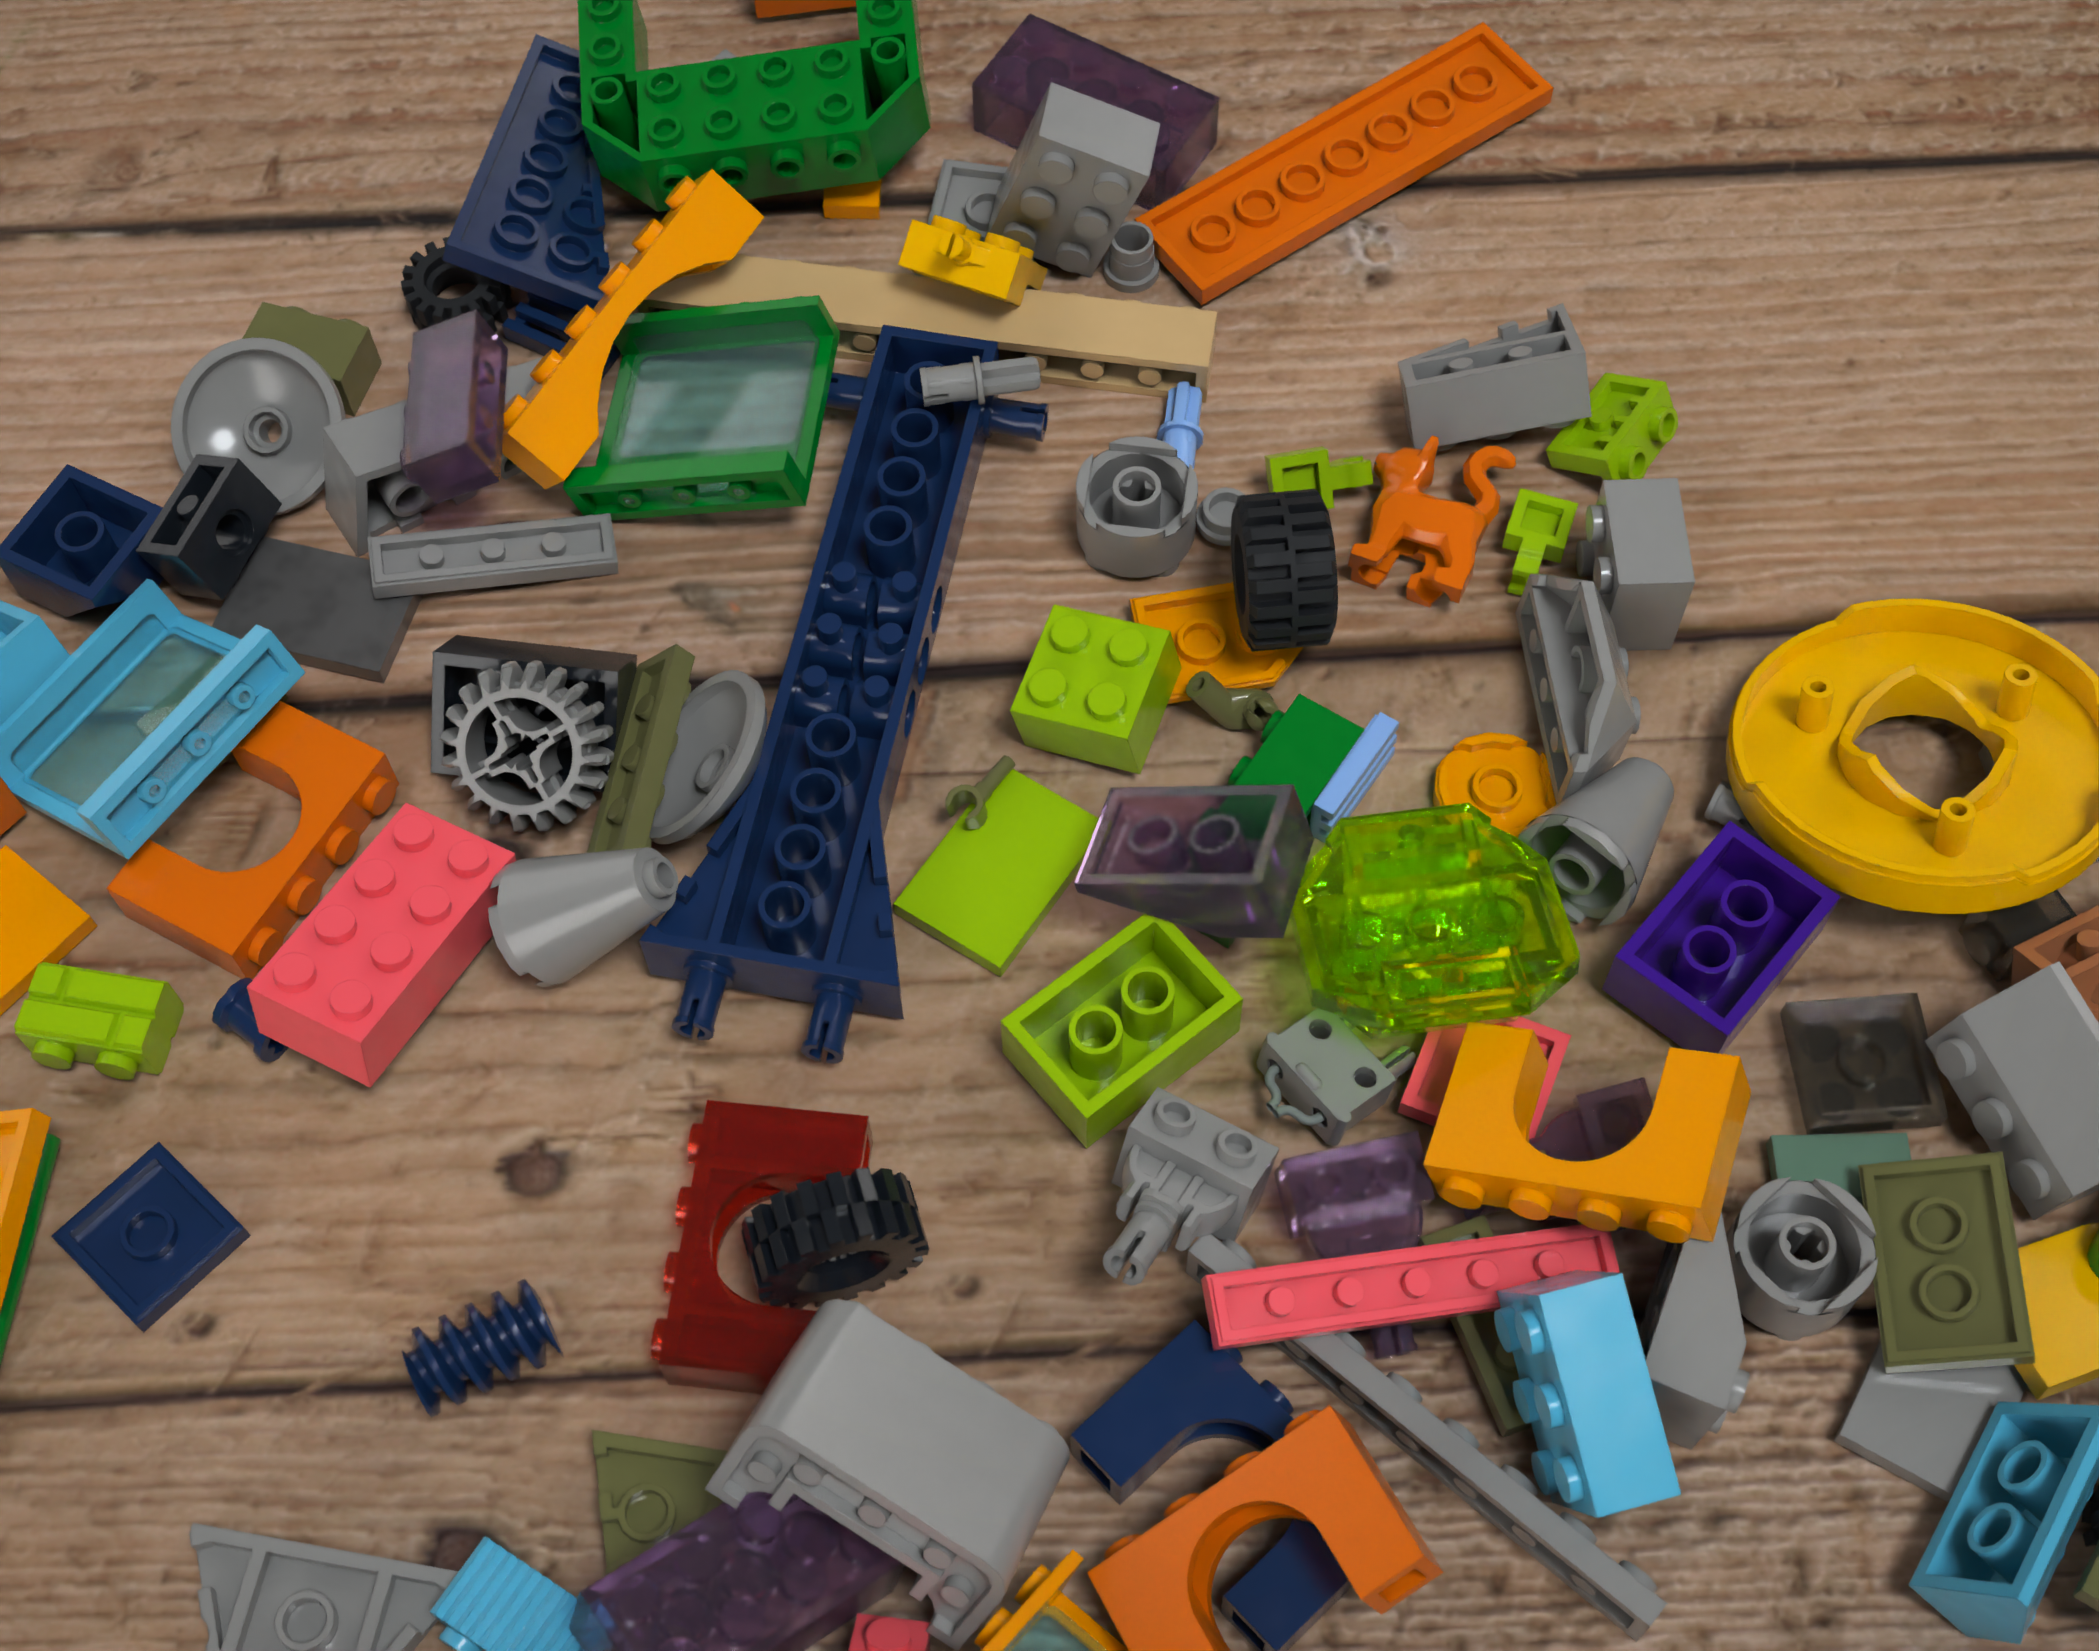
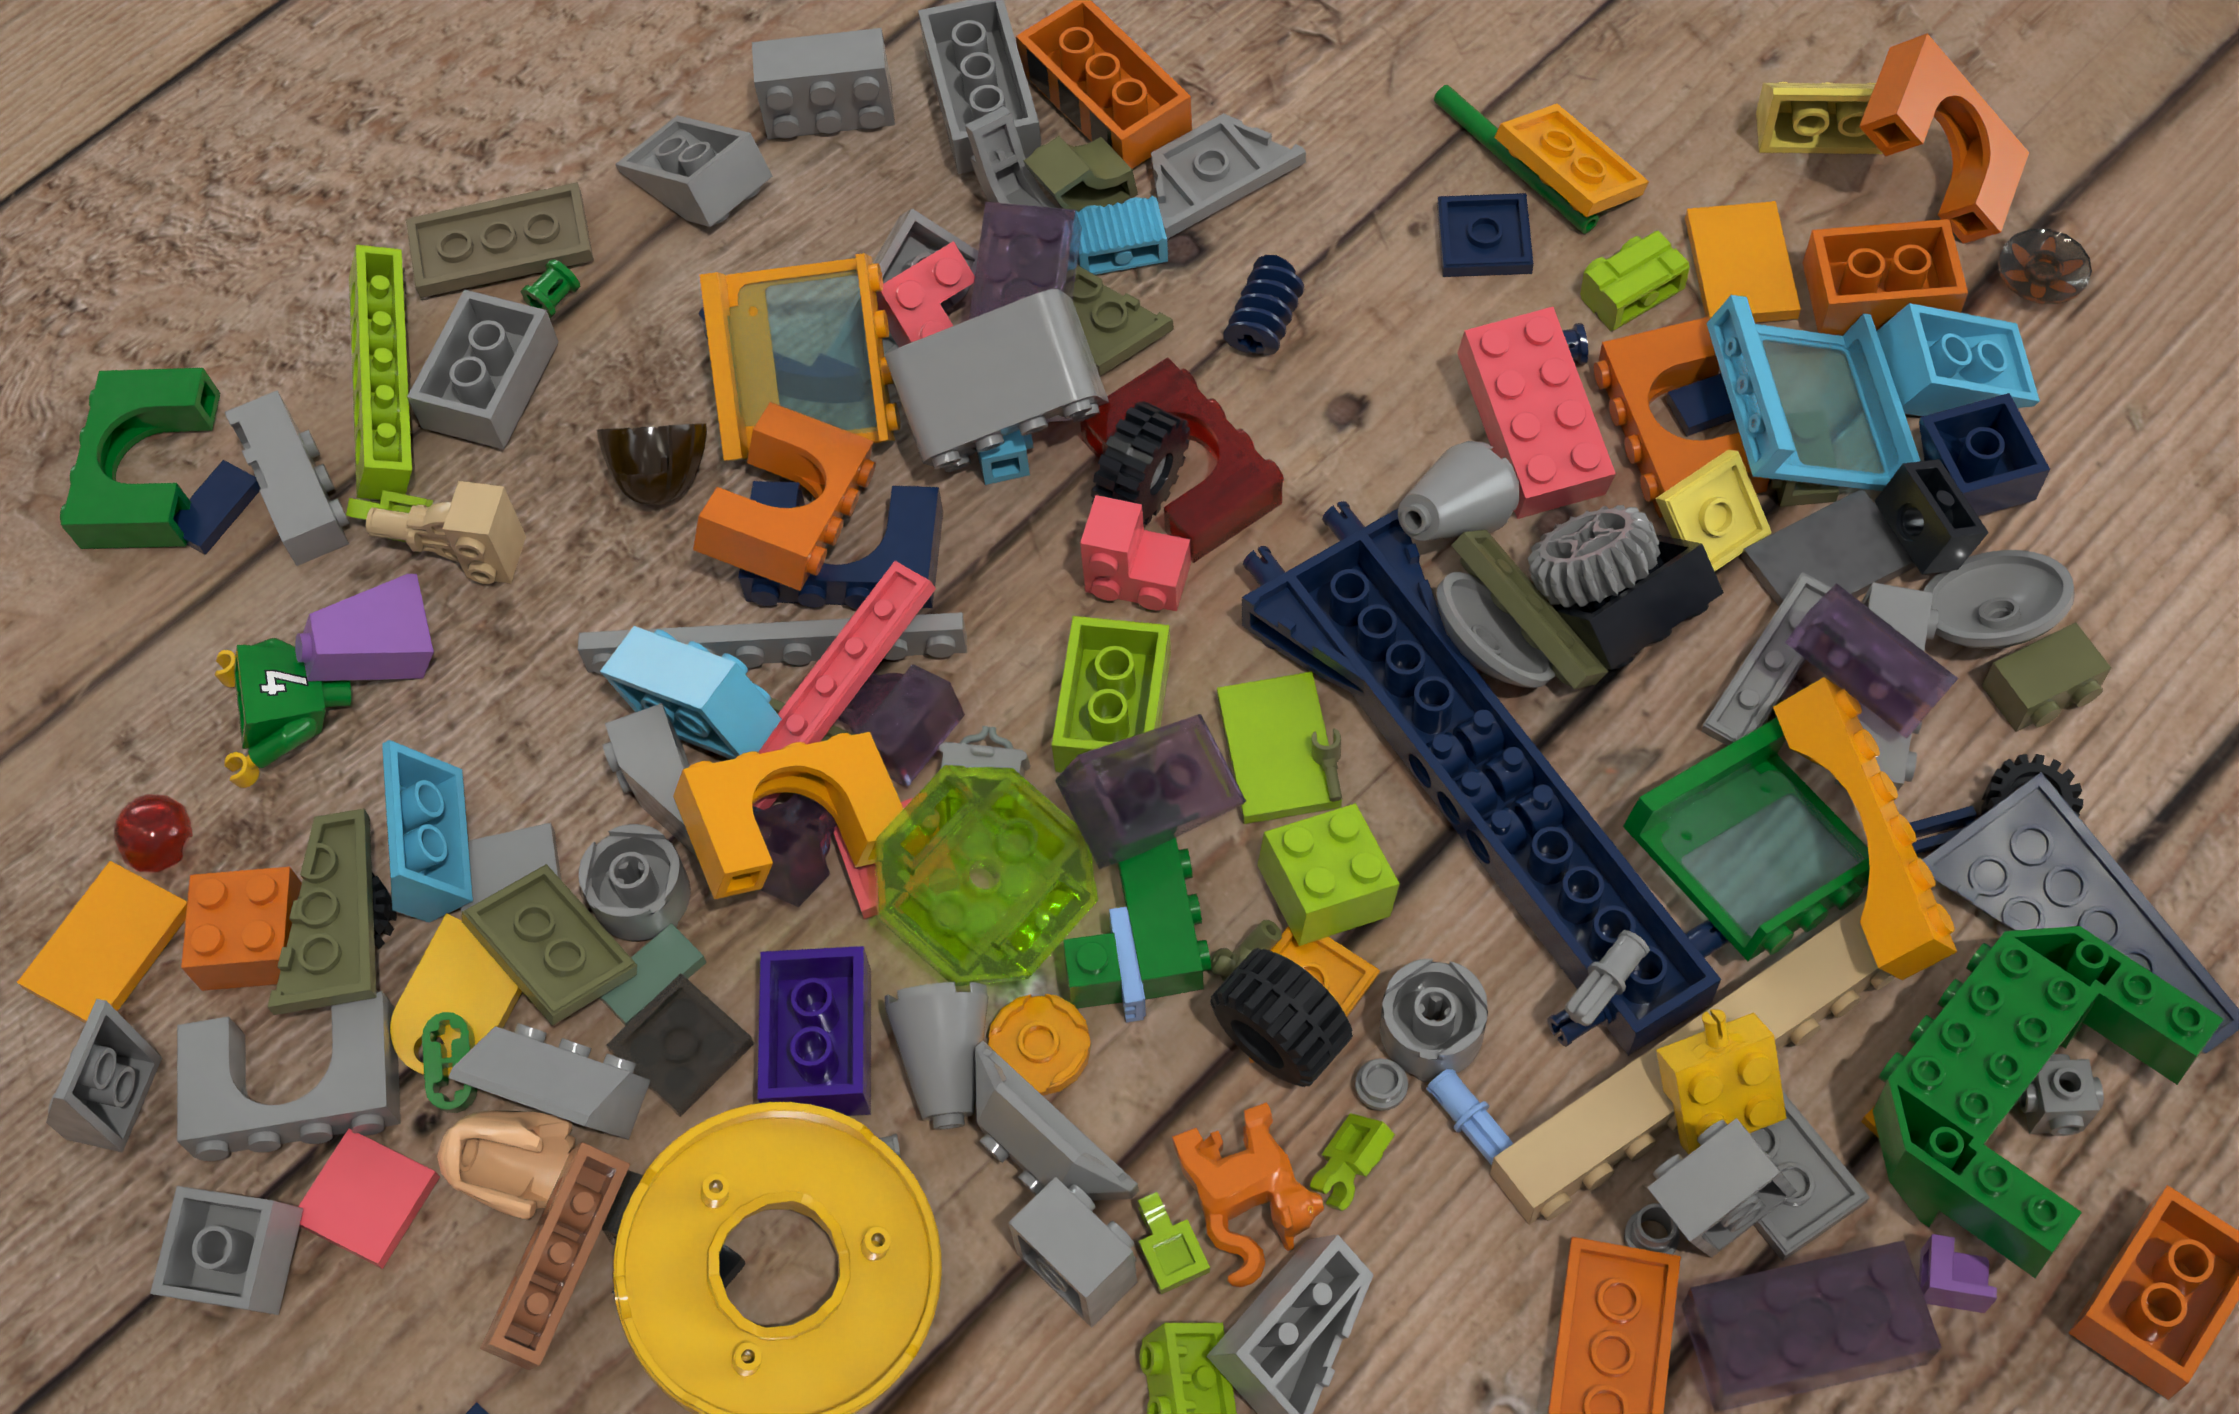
camera: 140 degrees right, 0 degrees up
(212, 836) = (1701, 405): none -> dark blue tile
(364, 701) = (1716, 509): none -> light yellow tile
(952, 1160) = (1131, 562): none -> coral brick
(953, 72) = (1954, 1277): none -> medium lavender panel
(1185, 1174) = (997, 643): light grey brick -> none
(1394, 780) = (1093, 970): none -> green brick

